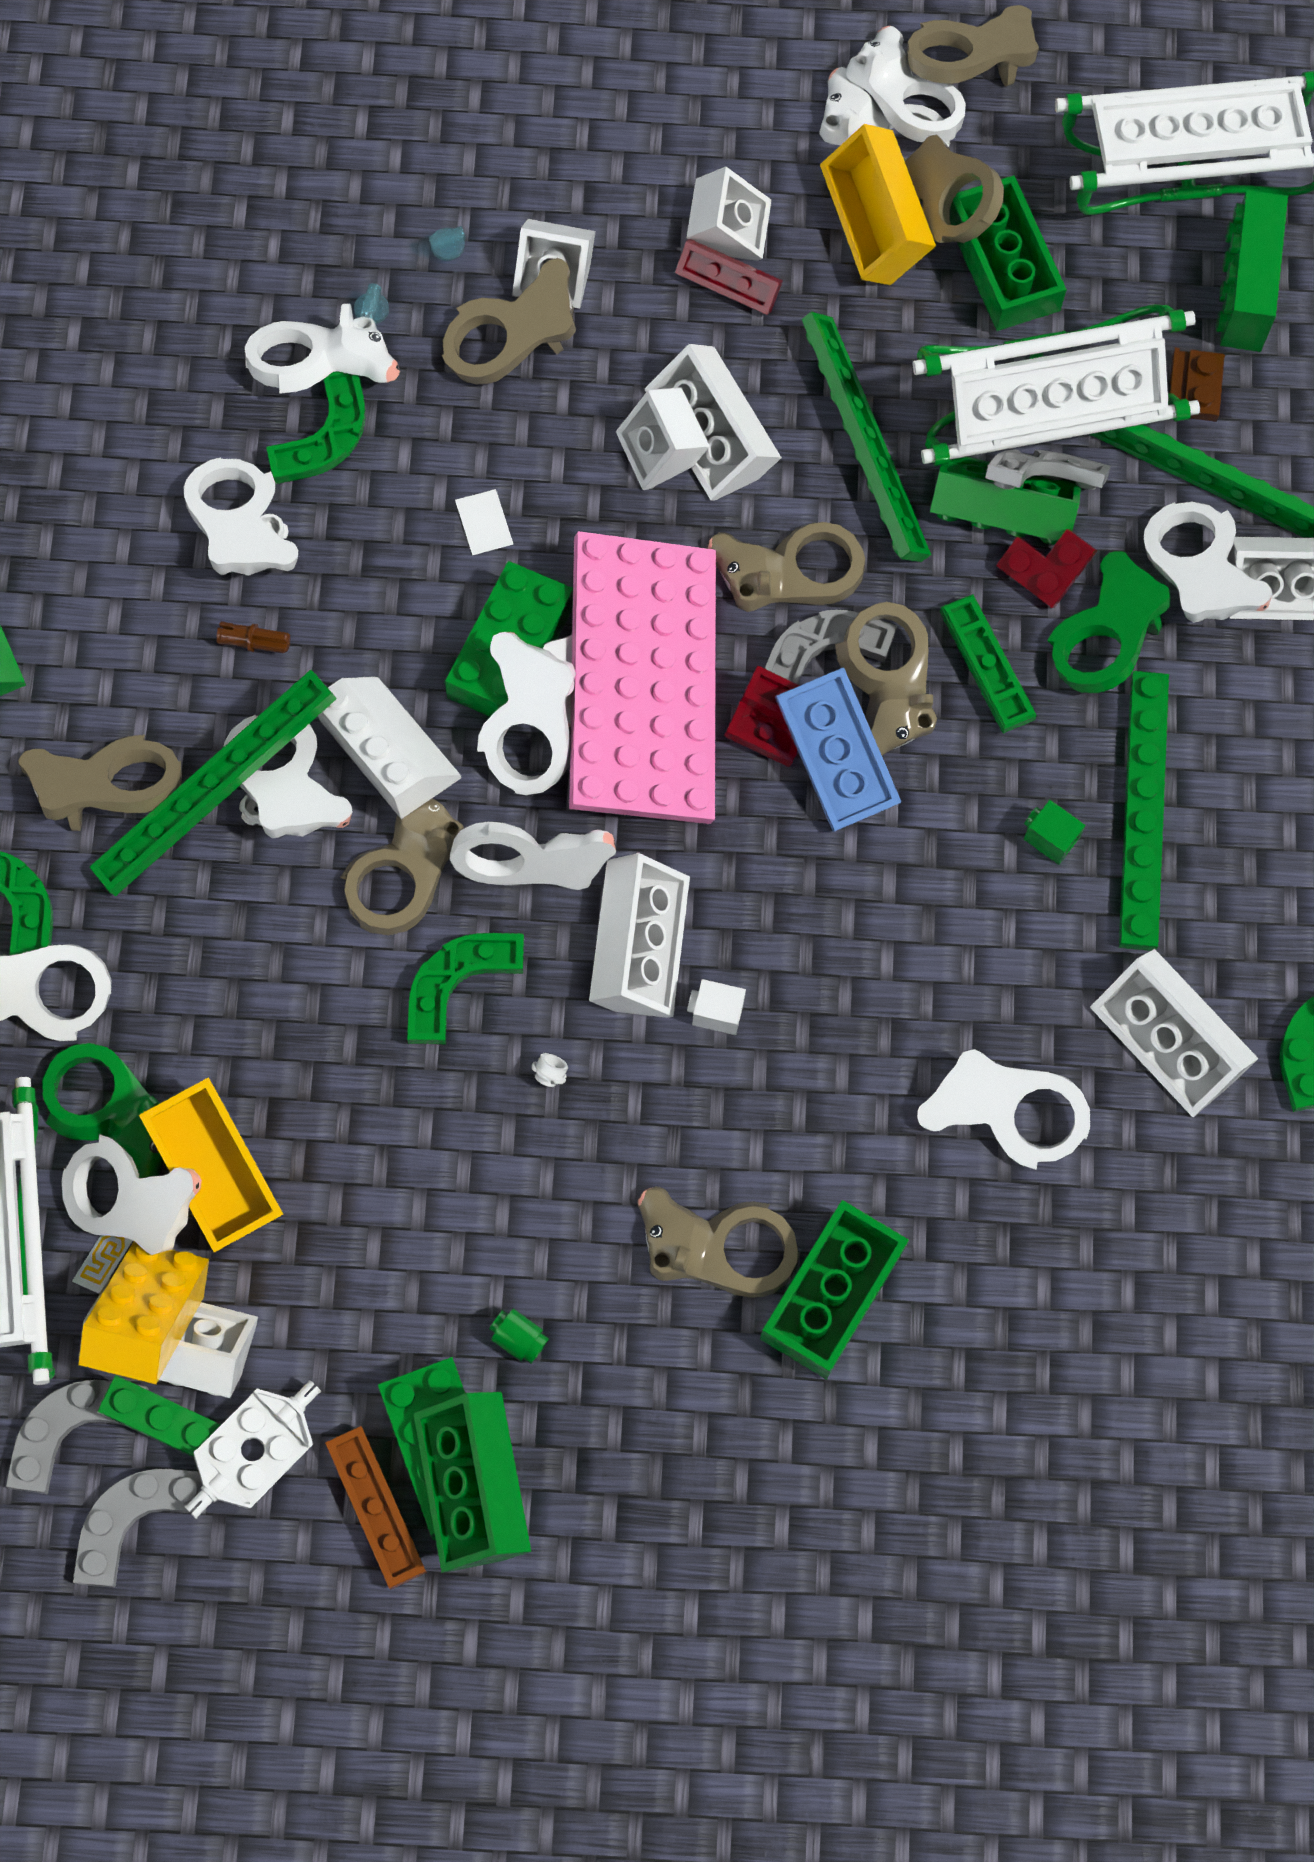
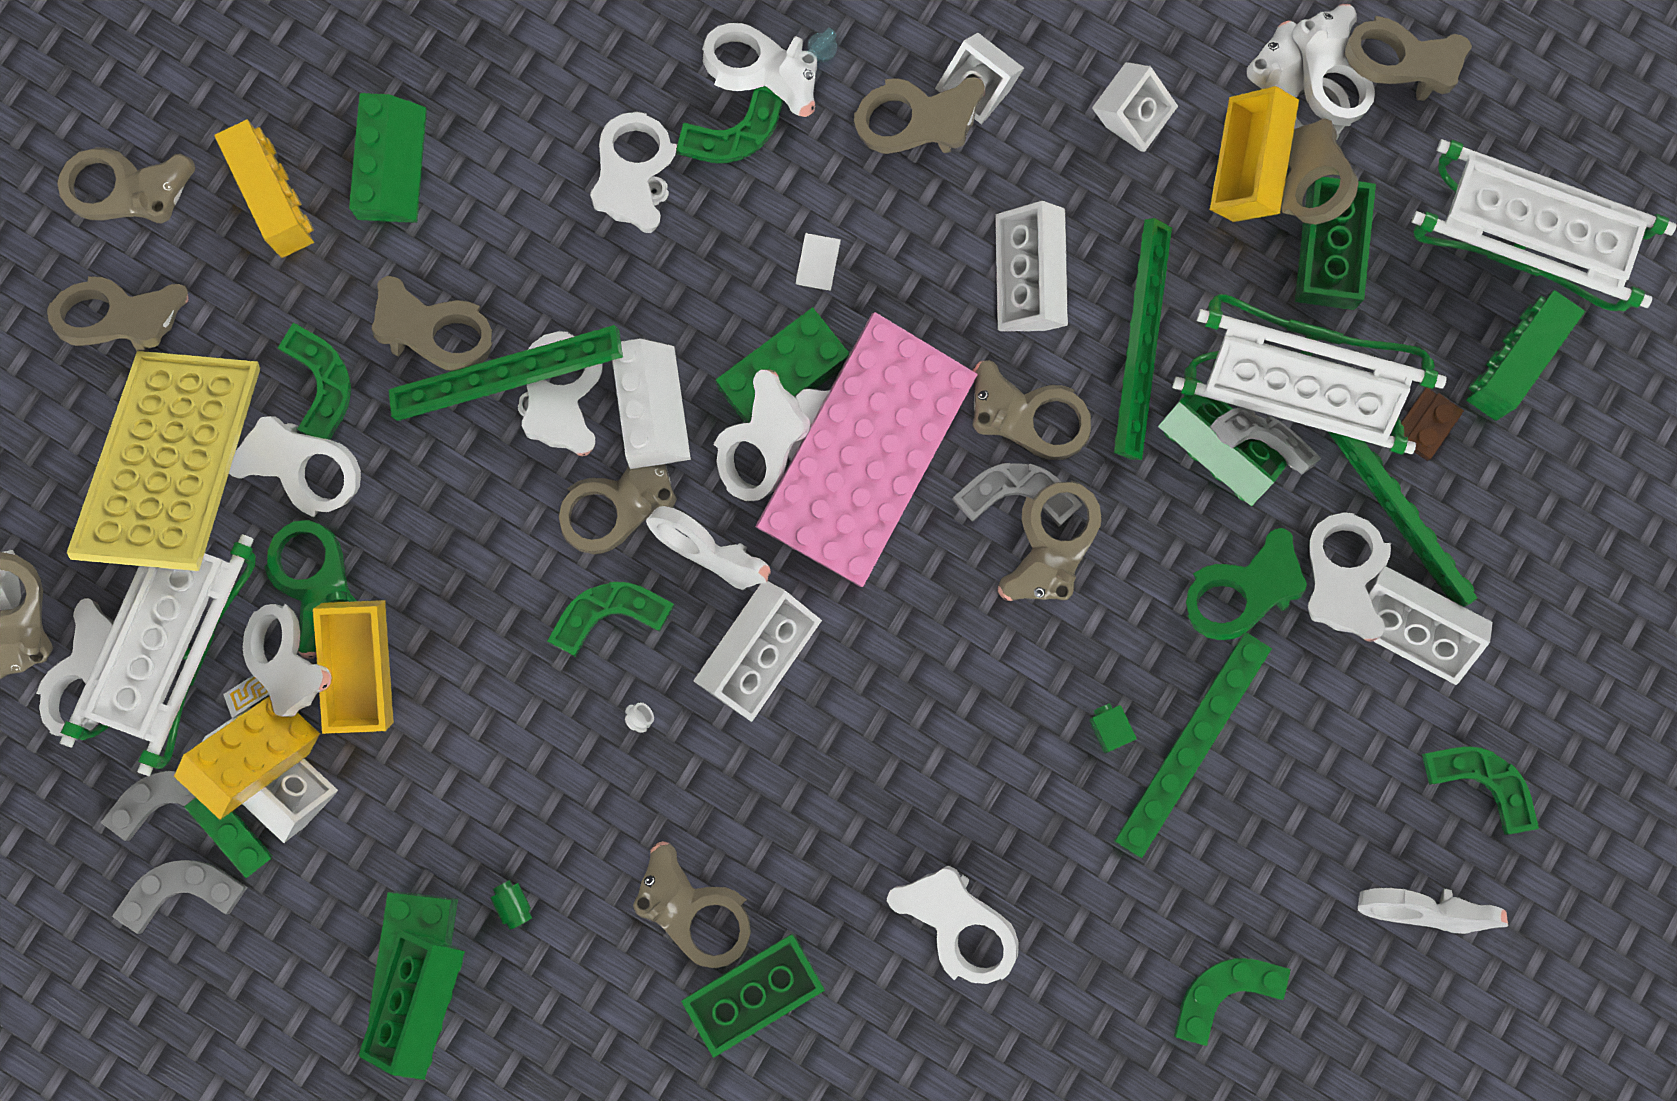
camera: 30 degrees right, 10 degrees up
(252, 637) = (597, 270): reddish brown axle -> none
(274, 1422) = (255, 893): white plate -> none
(375, 1507) = (346, 976): dark orange plate -> none
(448, 243) = (907, 21): clear light blue plate -> none
(662, 437) = (985, 263): white slope -> none
(717, 1006) = (785, 733): white brick -> none
(728, 276) = (1108, 155): plate -> none
(759, 720) = (949, 529): dark red slope -> none
(838, 749) = (982, 582): medium blue plate -> none
(988, 663) = (1136, 569): green plate -> none
(1048, 575) = (1225, 523): dark red plate -> none
(1173, 1032) = (1116, 931): white slope -> none

